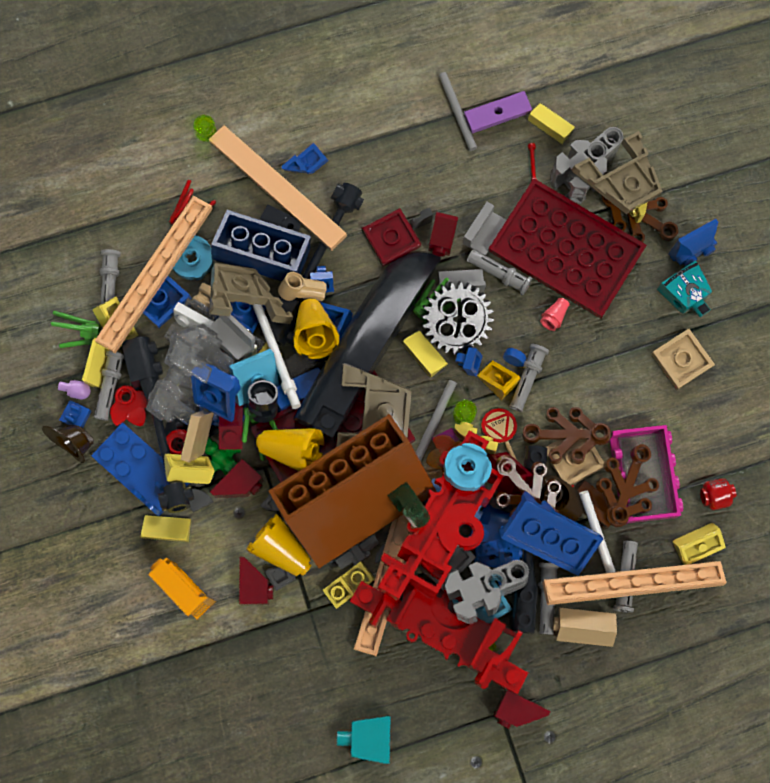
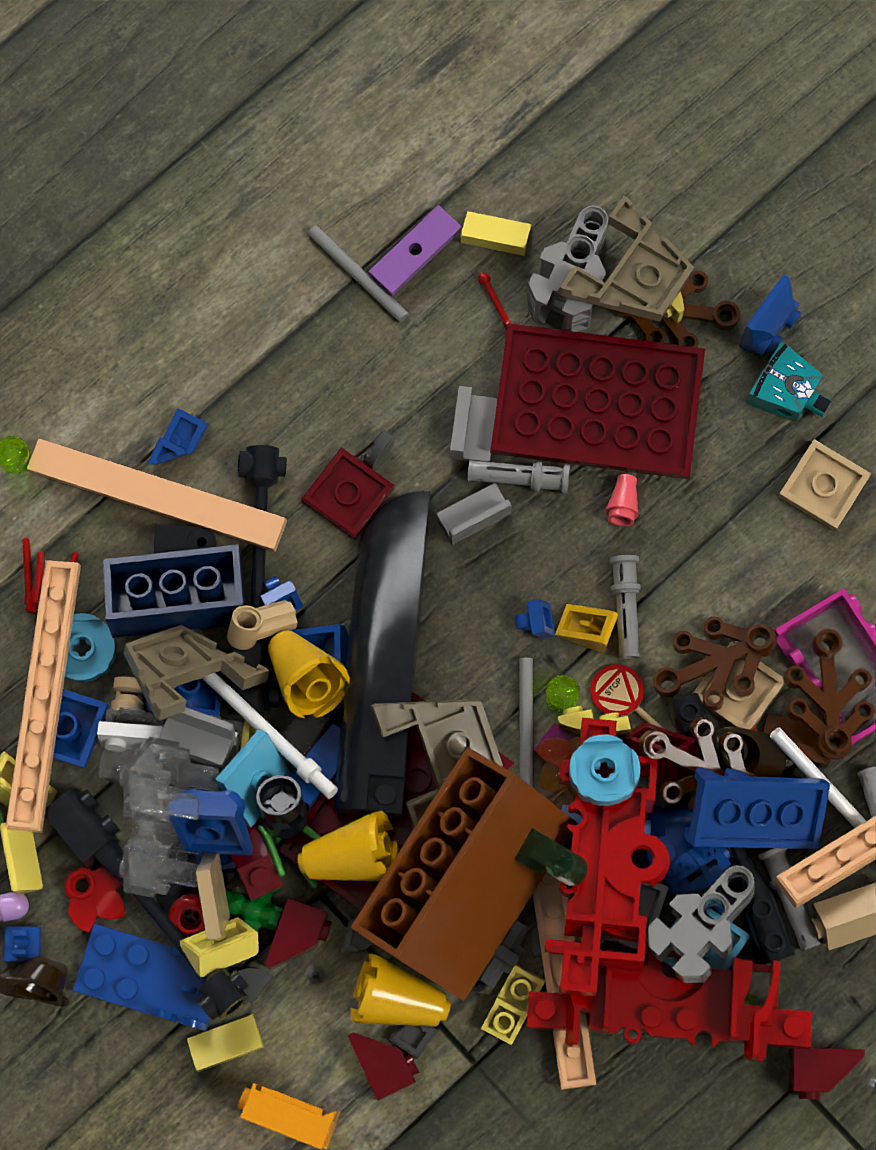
camera: 20 degrees left, 0 degrees up
(110, 376) = (47, 865): light grey pin -> none
(418, 310) = (442, 573): bright green plant -> none
(424, 353) = (469, 636): light yellow slope -> none
(437, 317) = (466, 579): gear -> none
(443, 234) = (419, 459): dark red slope -> none
(514, 357) = (595, 586): blue tile -> none

